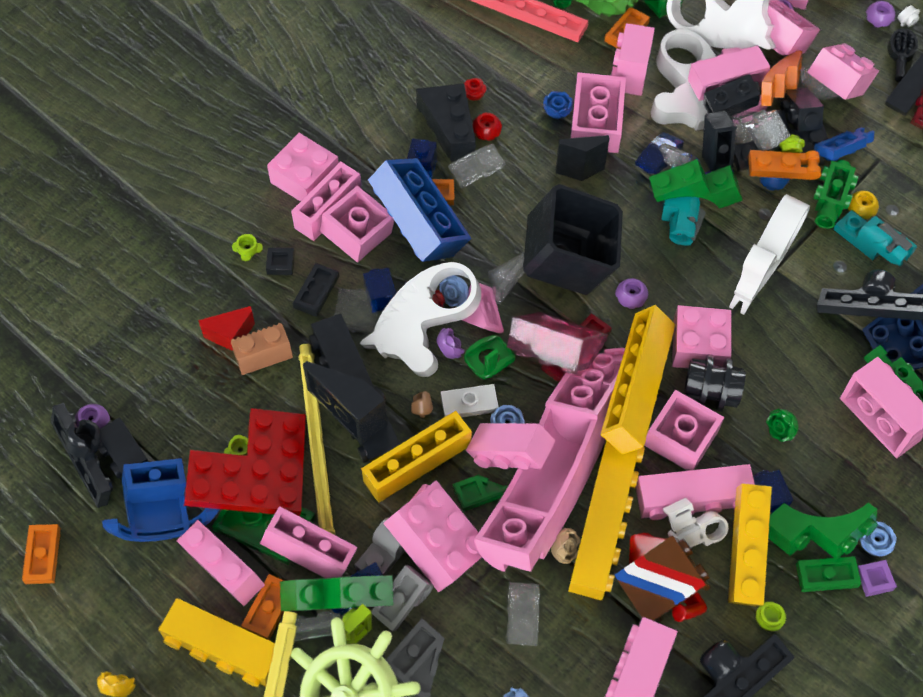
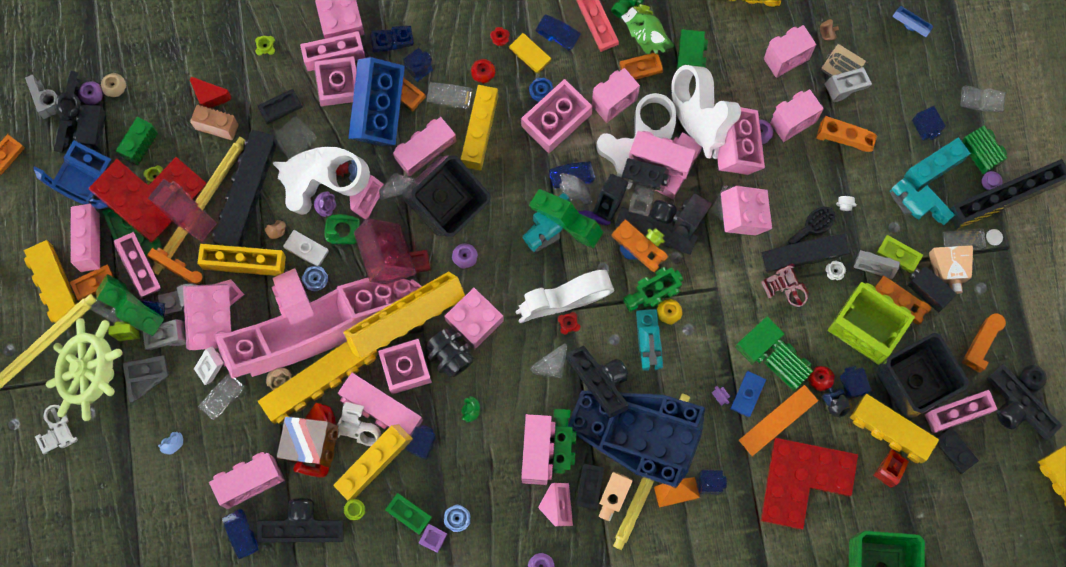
camera: 40 degrees right, 15 degrees up
(38, 460) = (41, 97): none -> light grey plate
(113, 401) = (117, 89): none -> tan plate
(190, 424) = (137, 141): none -> green brick
(280, 261) = (274, 70): black plate -> none
(314, 445) = (182, 209): none -> clear pink wedge
(348, 399) = (221, 205): black slope -> none
(350, 516) = (176, 266): none -> orange plate
(373, 156) = (392, 39): none -> clear blue slope
(379, 288) = (313, 135): clear blue brick -> none
(449, 117) = (461, 49): black wedge -> none
(477, 491) = (261, 306): green tile -> none
(483, 588) = (208, 365): none -> white plate
(497, 224) = (424, 146): none -> bright pink brick
(516, 84) = (530, 53): none -> yellow tile
(519, 49) = (559, 31): none -> clear blue slope
(529, 162) = (479, 127): none -> yellow brick
(582, 156) = (515, 142): black slope -> none
(767, 129) = (645, 214): clear brick -> none
(781, 77) = (699, 183): orange slope -> none
(790, 274) = (574, 326): none -> red plate
(813, 325) = (552, 364): none -> clear slope
(836, 535) = (428, 497): green arch -> none
(843, 144) = (697, 261): blue plate -> none
(880, 14) = (825, 190): medium lavender plate -> none

